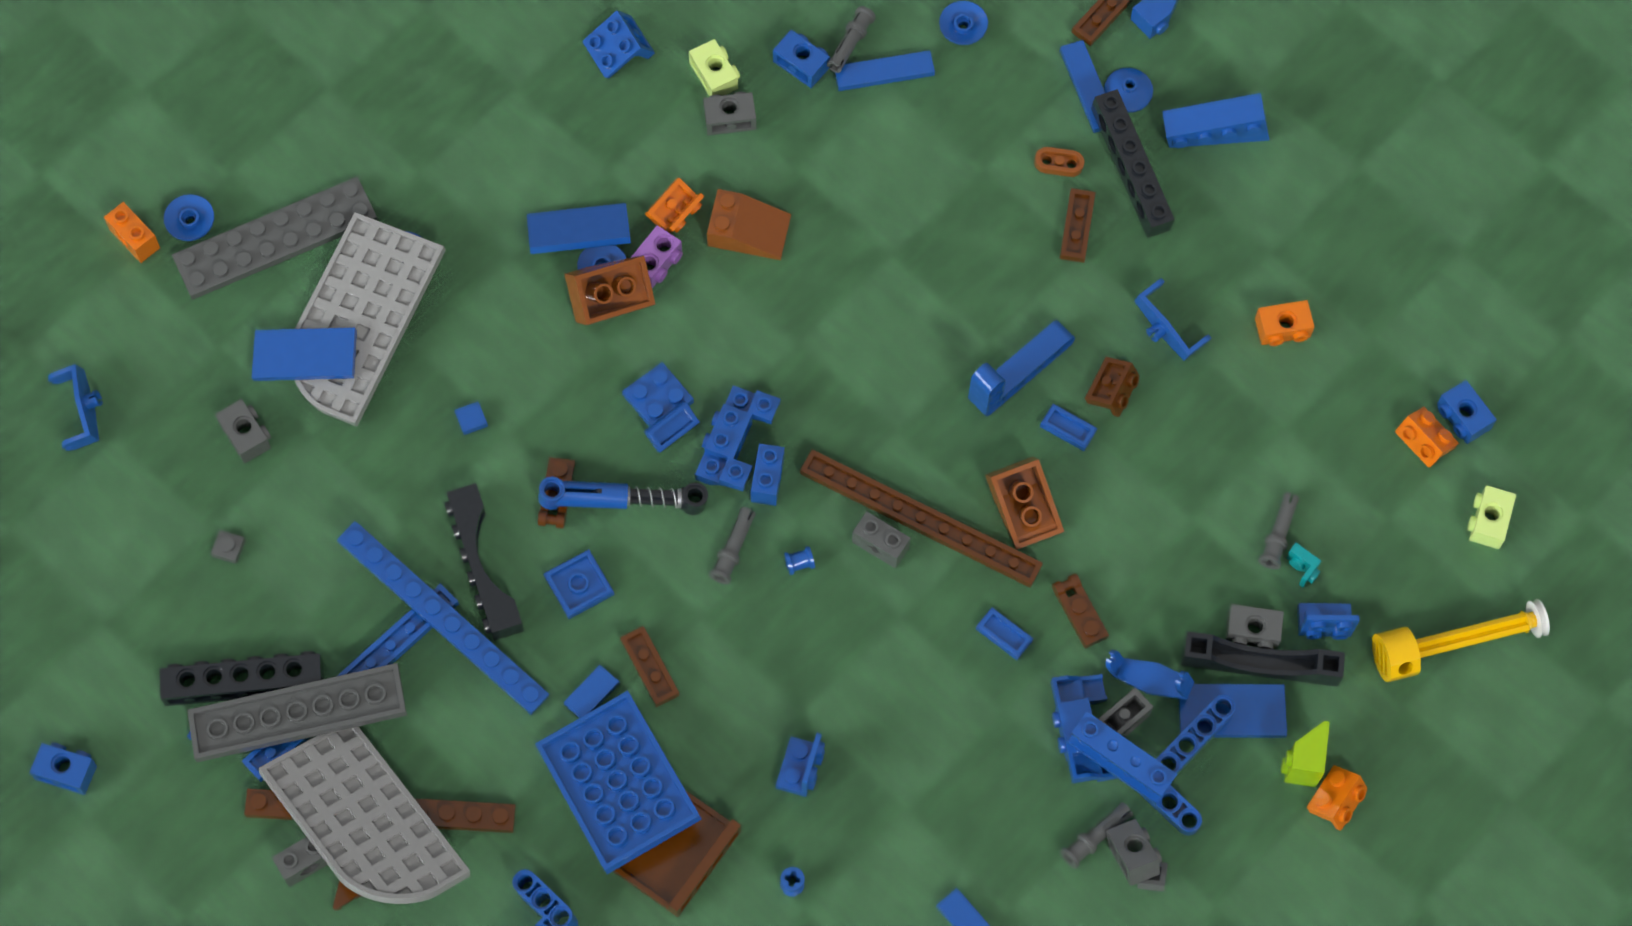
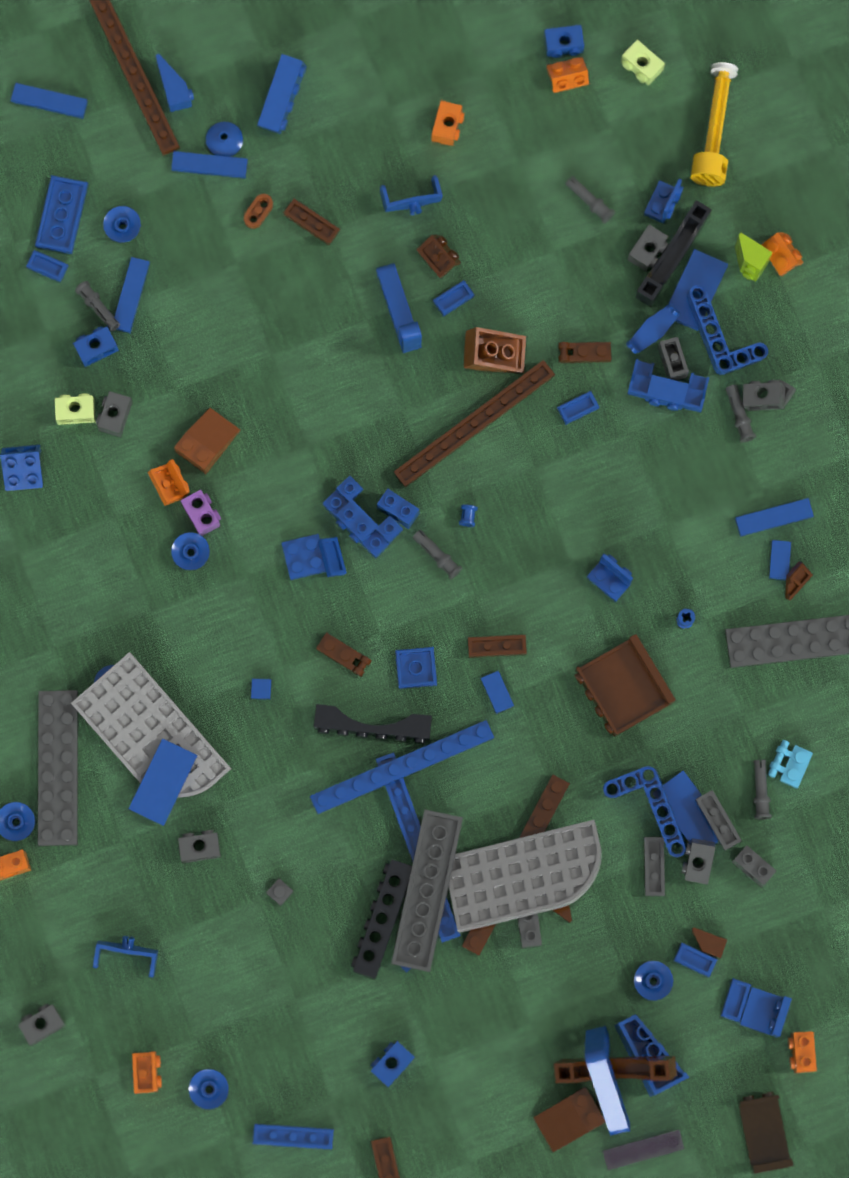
camera: 65 degrees left, 10 degrees up
(578, 228) = (154, 555): blue tile -> none
(609, 289) = (214, 554): dark orange slope -> none
(618, 495) = (369, 612): piece -> none
(618, 782) = (571, 699): blue plate -> none
(881, 540) = (479, 456): dark grey brick -> none
(1121, 758) = (708, 372): blue fence -> none
(1132, 163) = (286, 163): black brick -> none
(1303, 560) = (617, 195): teal bracket -> none

